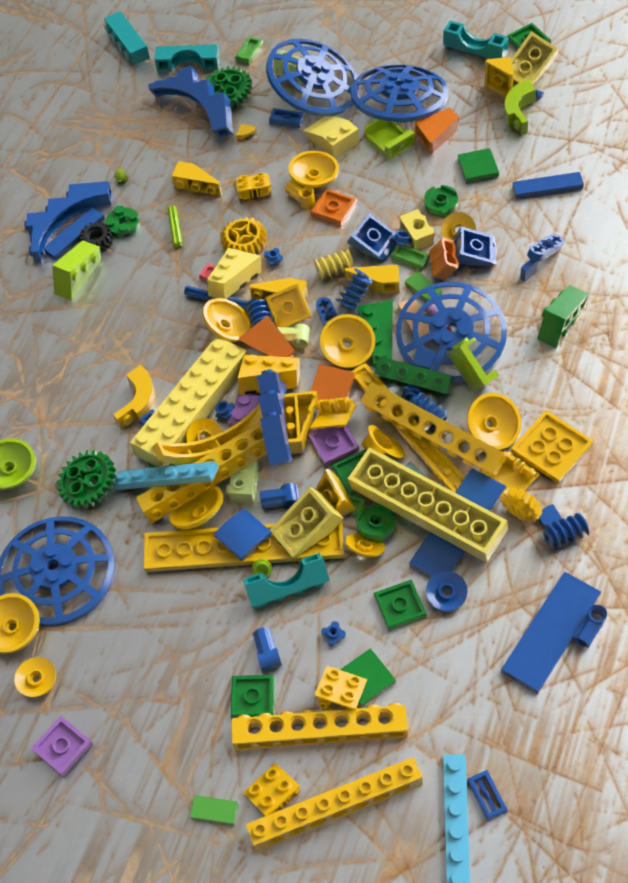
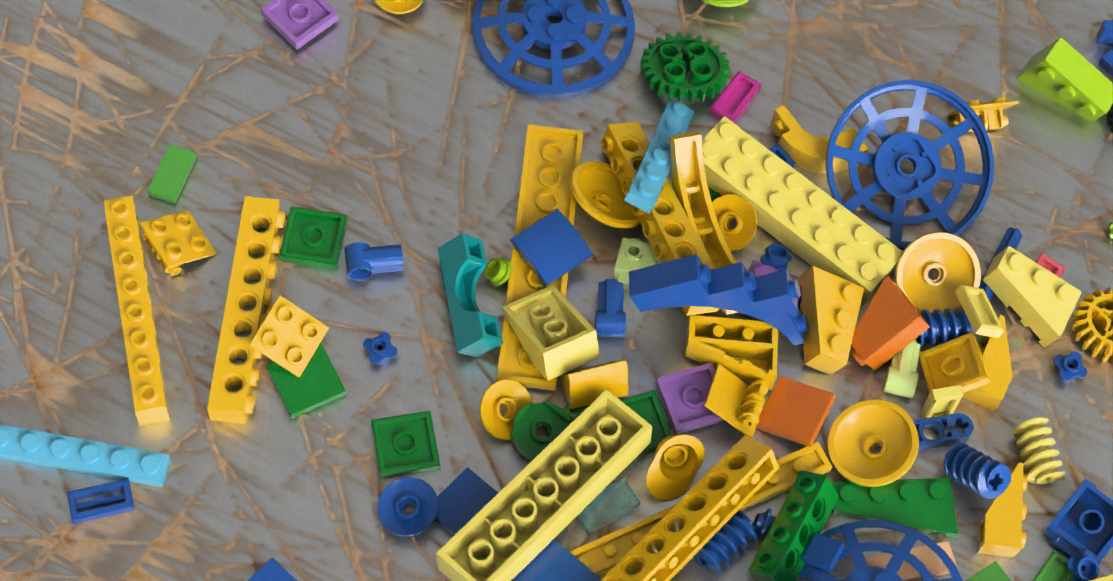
camera: 85 degrees right, 5 degrees up
(105, 311) = (989, 113): none -> yellow hinge
(112, 450) = (735, 97): none -> dark pink tile
(150, 334) = (919, 151): none -> blue dish
(250, 295) = (979, 311): none -> light yellow tile
(315, 309) = (941, 402): none -> light yellow tile

